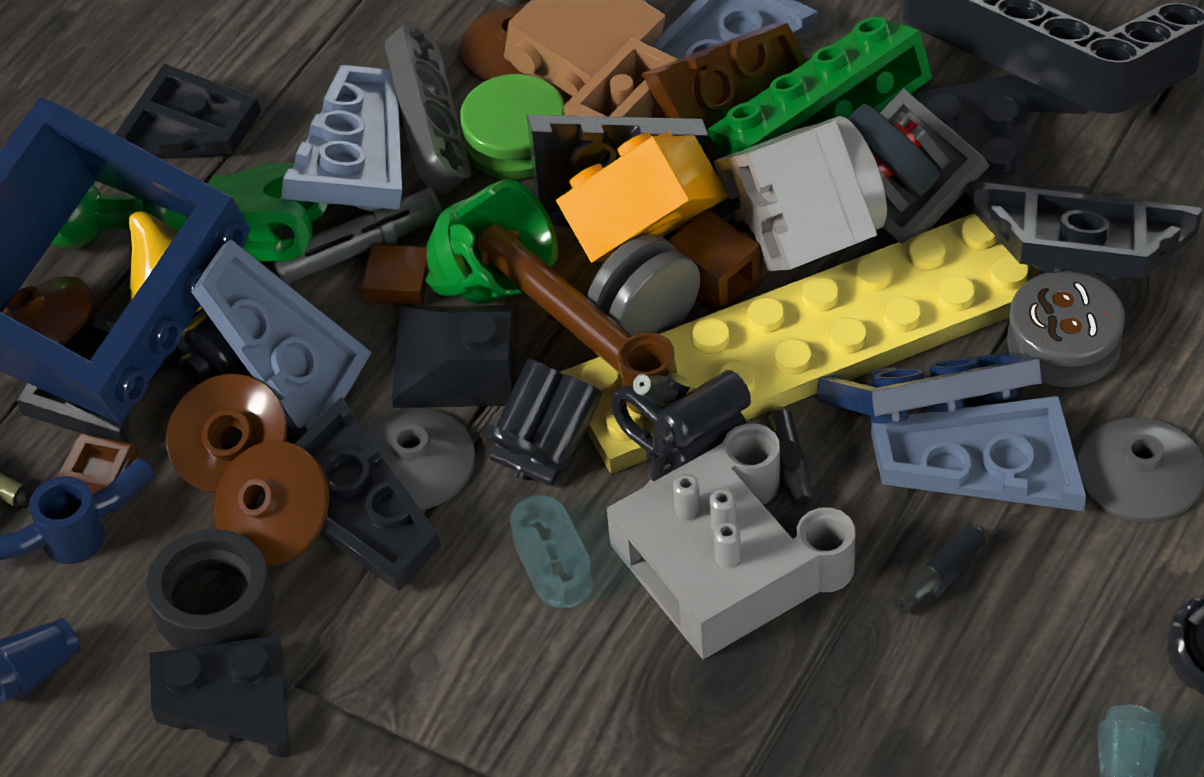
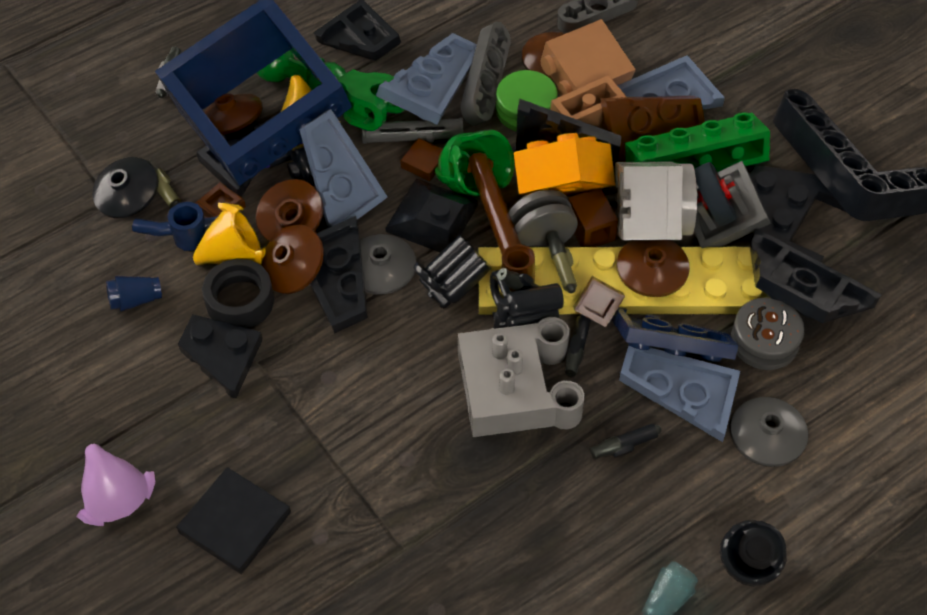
camera: 20 degrees right, 5 degrees up
(147, 514) = (229, 238): none -> yellow hat
(563, 547) = (415, 344): clear light blue beam -> none
(706, 338) = (563, 262): none -> piece
(793, 378) = (599, 301): none -> tile
(847, 296) = (650, 276): none -> reddish brown dish

